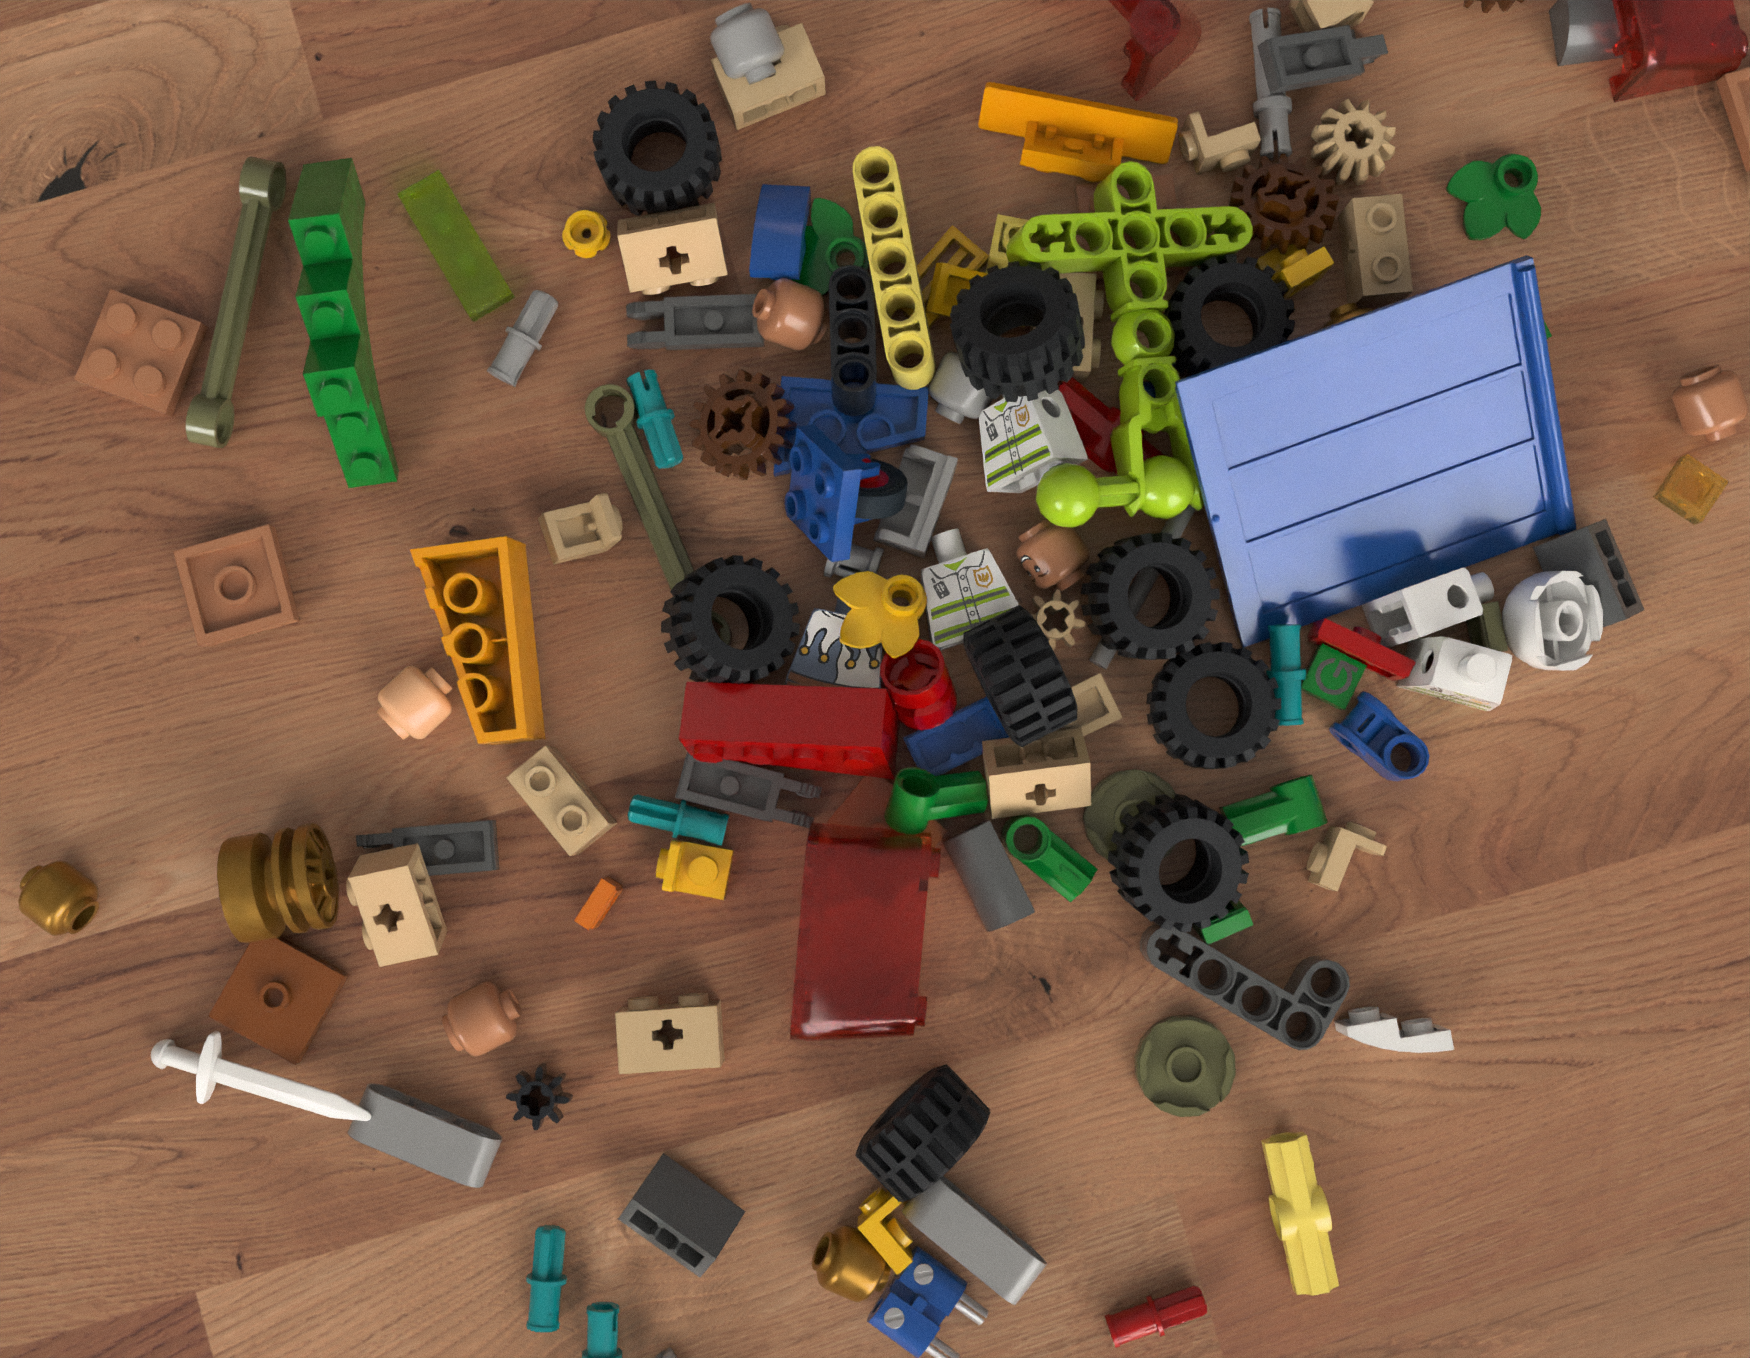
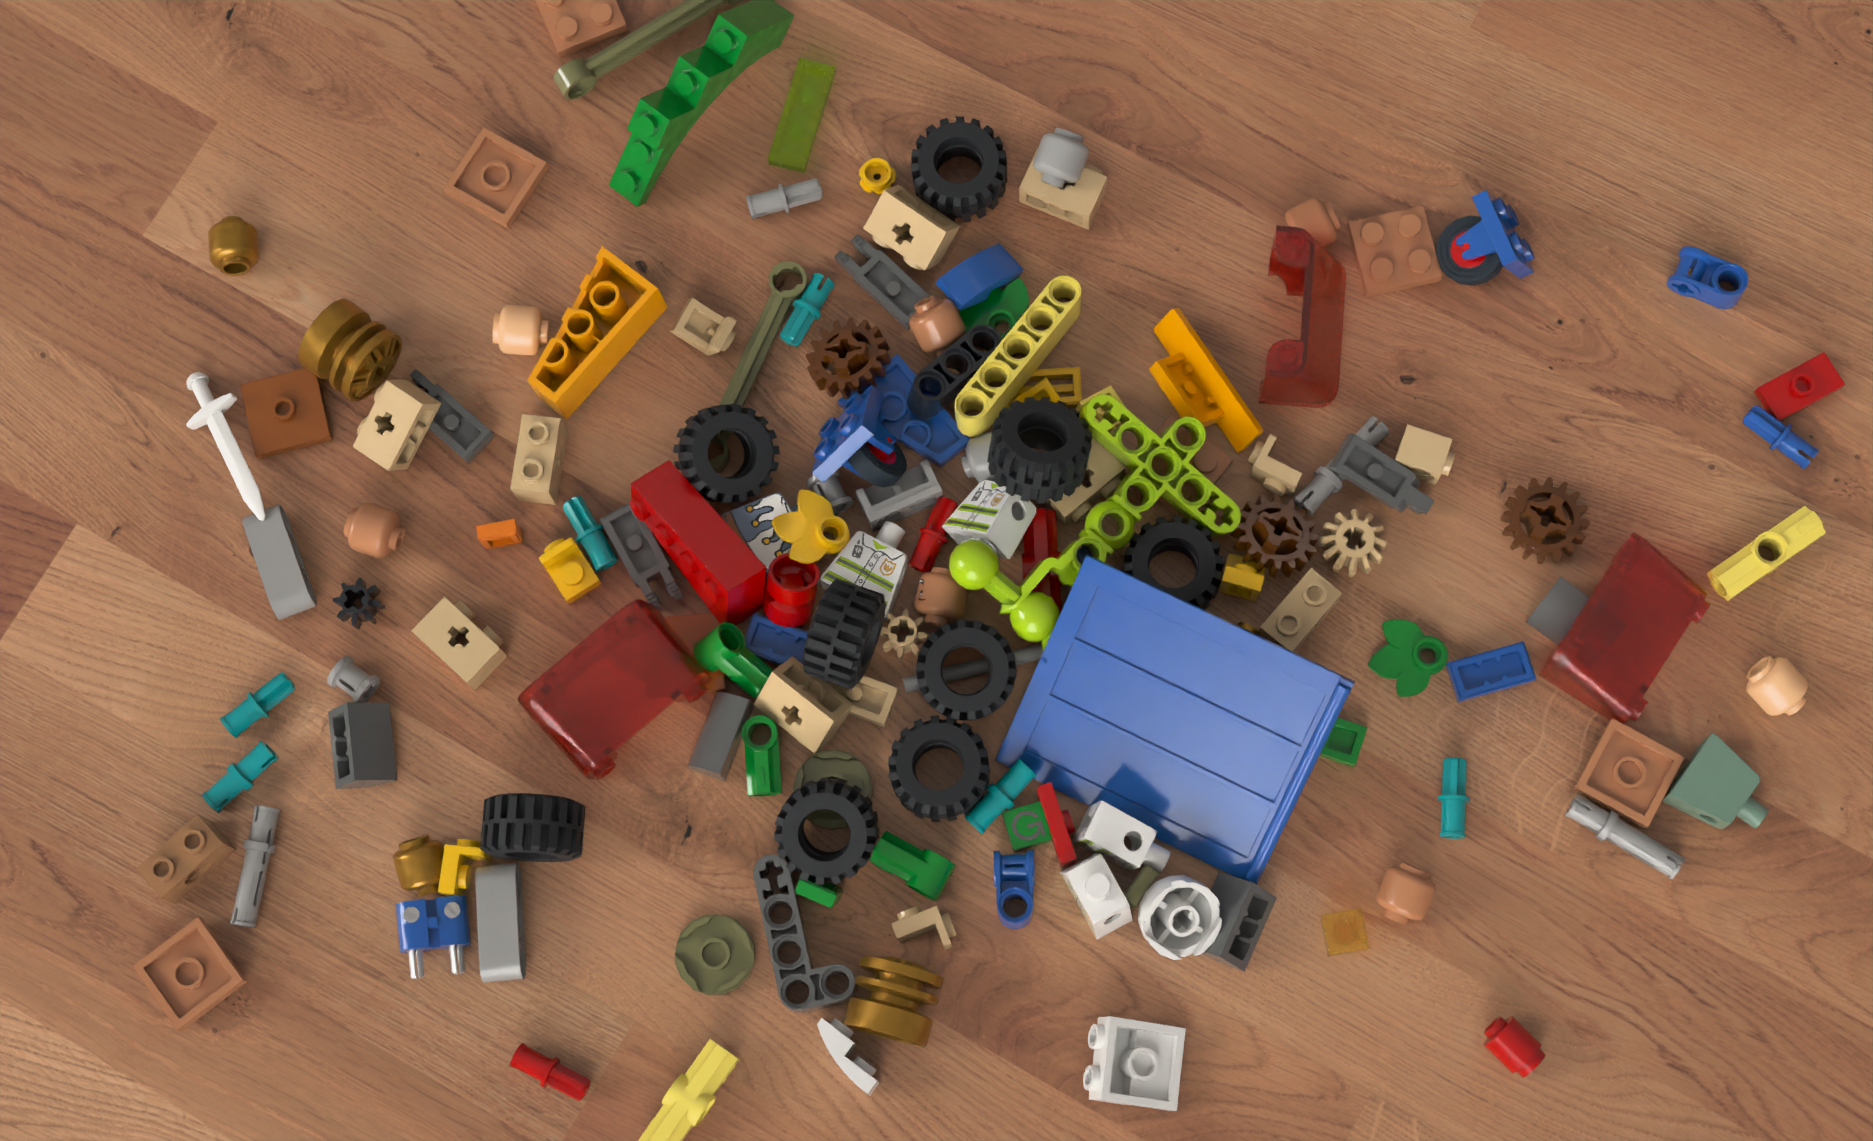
camera: 55 degrees right, 10 degrees down
(610, 1168) = (353, 680): none -> light grey bush
(985, 507) = (932, 536): none -> red axle
(1397, 956) = (894, 1000): none -> pearl gold wheel
(1580, 138) = (1490, 672): none -> blue plate
(1638, 784) = (1135, 1063): none -> white plate
(1660, 280) = (1453, 798): none -> teal axle

